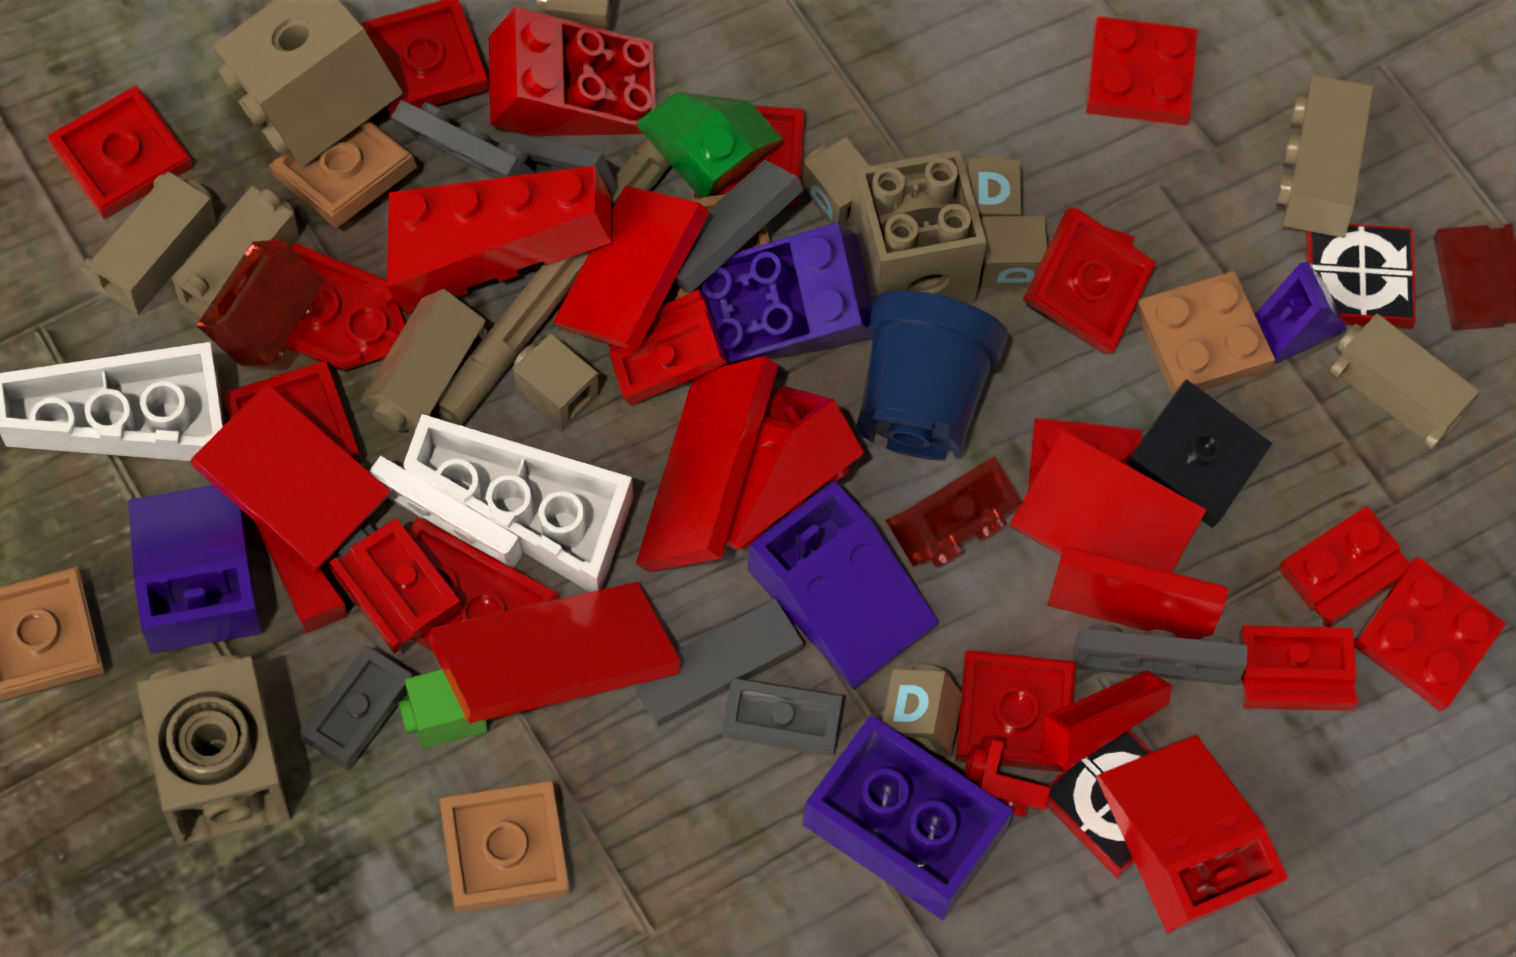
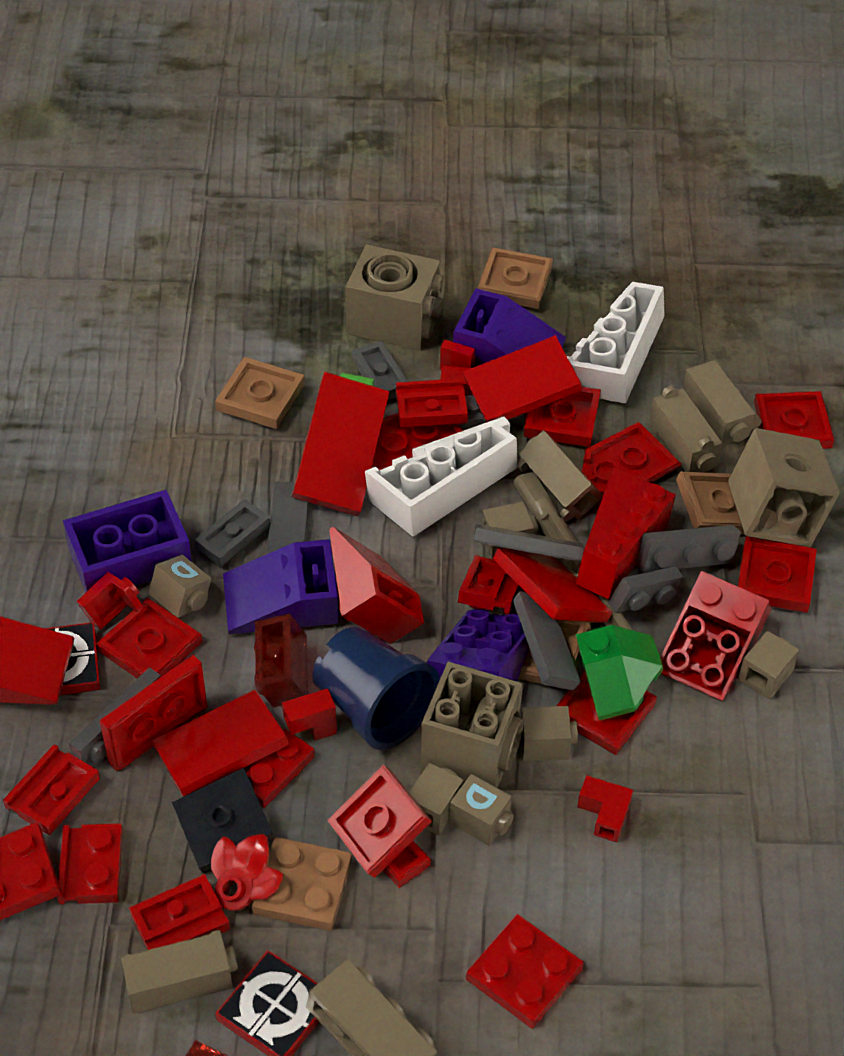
camera: 125 degrees right, 15 degrees down
(261, 303) = (638, 412): clear red brick -> none
(270, 613) = (456, 355): none -> red tile
(591, 314) = (528, 542): none -> dark grey tile
(707, 465) = (398, 561): red tile -> none
(885, 80) = (609, 802): none -> red piece
(1005, 431) = (311, 712): none -> red piece
(1101, 717) = (104, 664): red piece -> none
(1254, 380) = (245, 866): none -> red plate
(1299, 314) = (264, 932): dark purple slope -> none
(1343, 423) = (179, 914): none -> red plate

